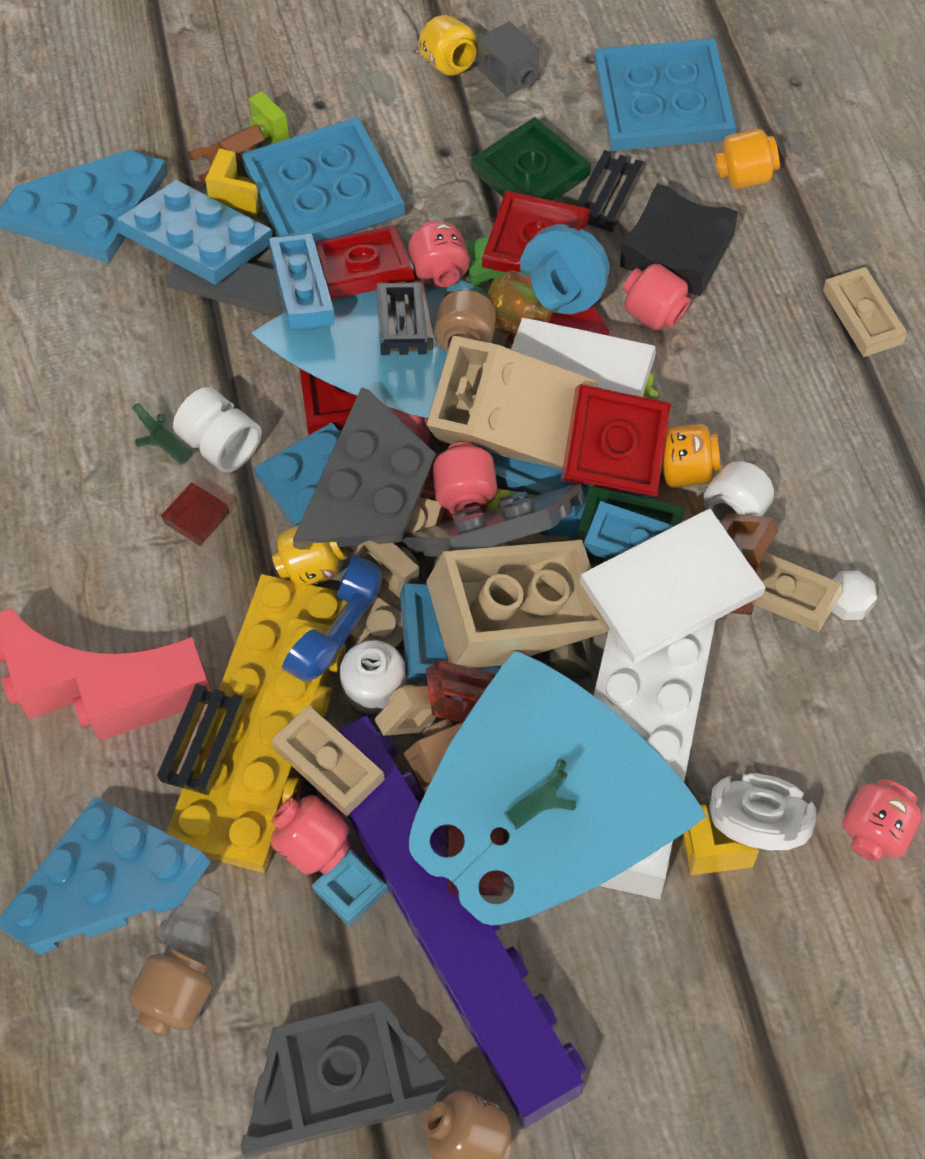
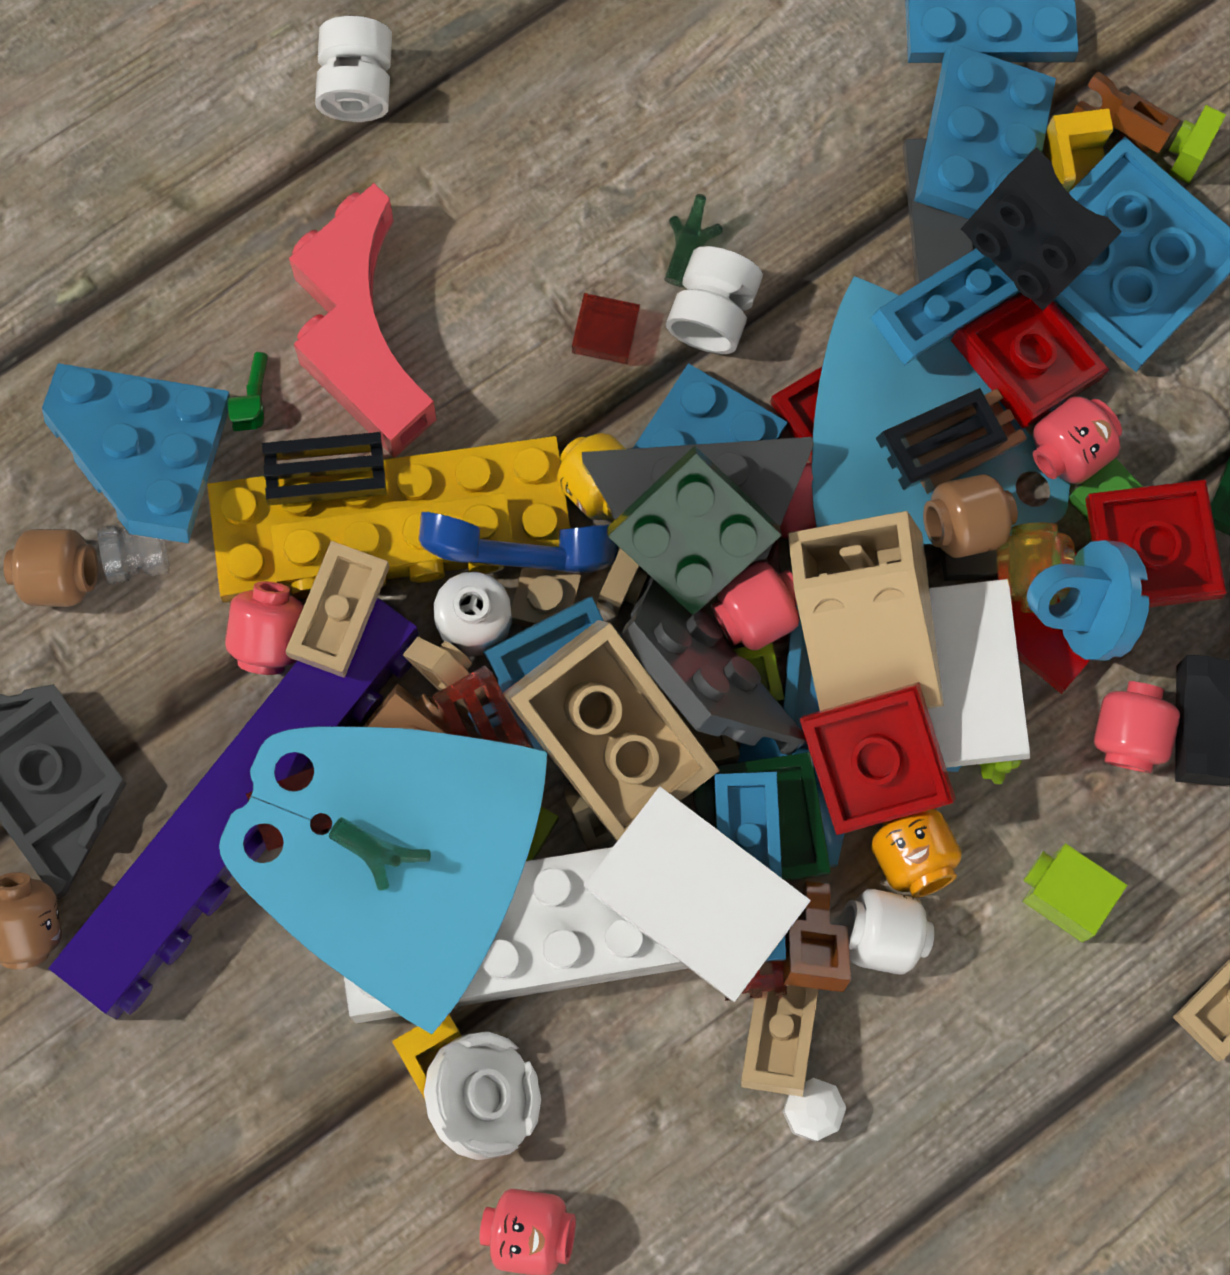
camera: 60 degrees right, 15 degrees up
(117, 786) = (248, 410): none -> green hand
(288, 201) = (1038, 230): none -> black brick
(350, 888) = (234, 693): medium azure tile -> none
(395, 479) = (694, 530): none -> plate
(756, 375) = (1072, 891): none -> lime brick

